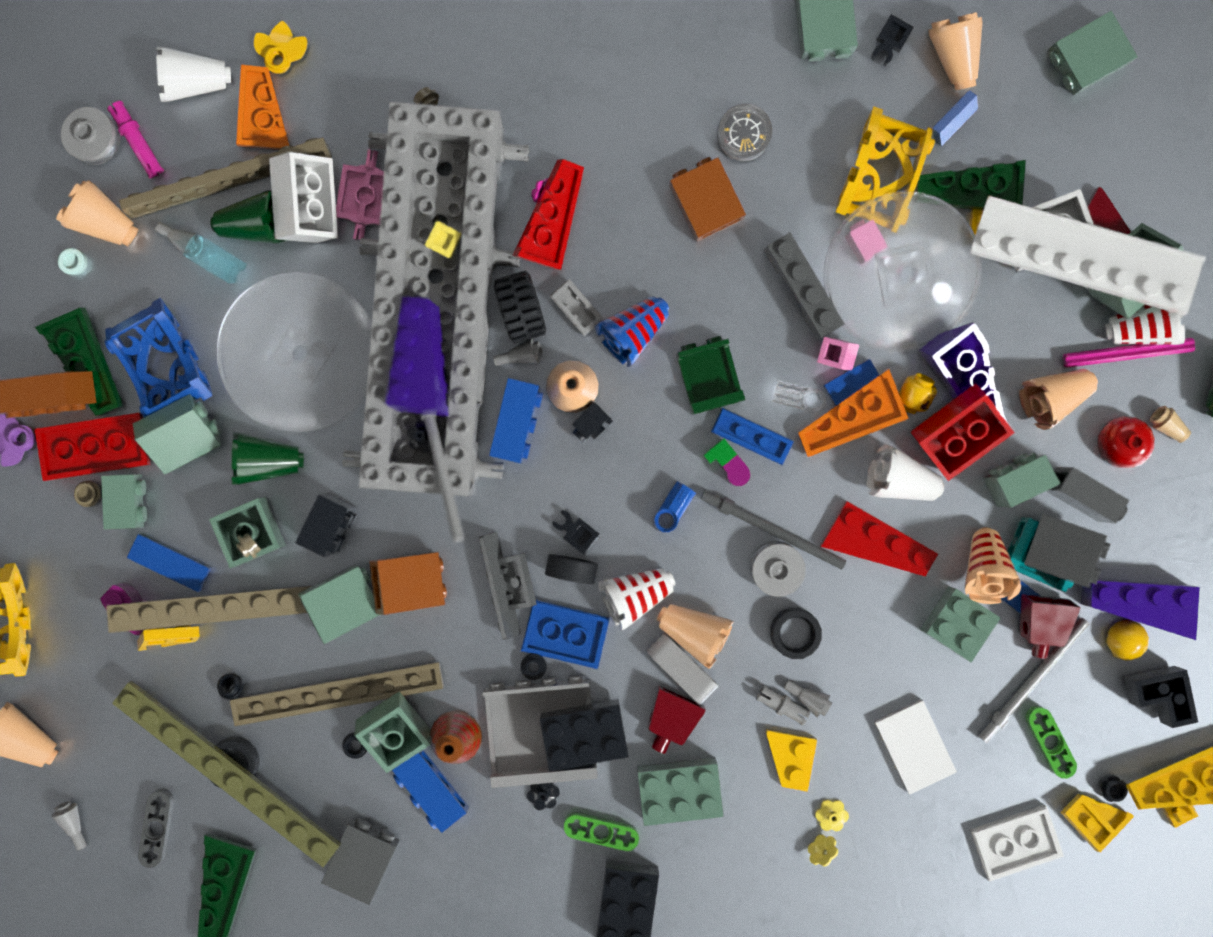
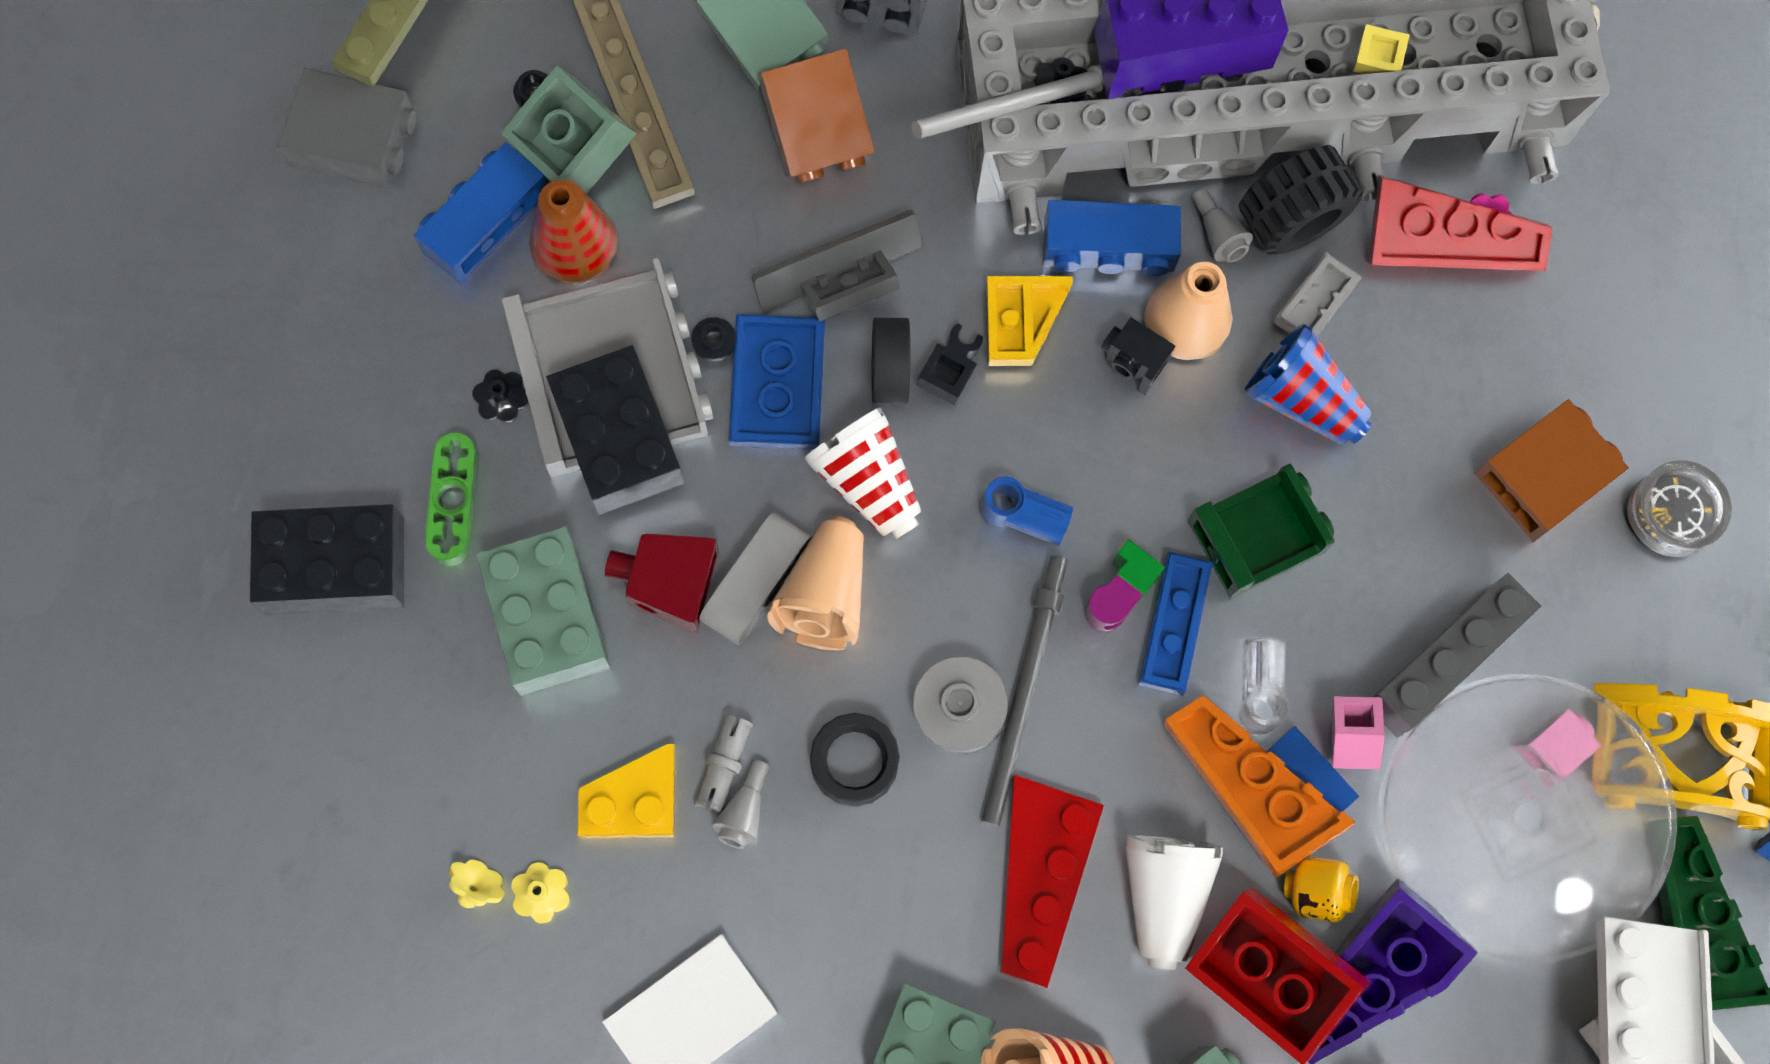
camera: 70 degrees right, 15 degrees down
(553, 484) = (1022, 315): none -> yellow wing

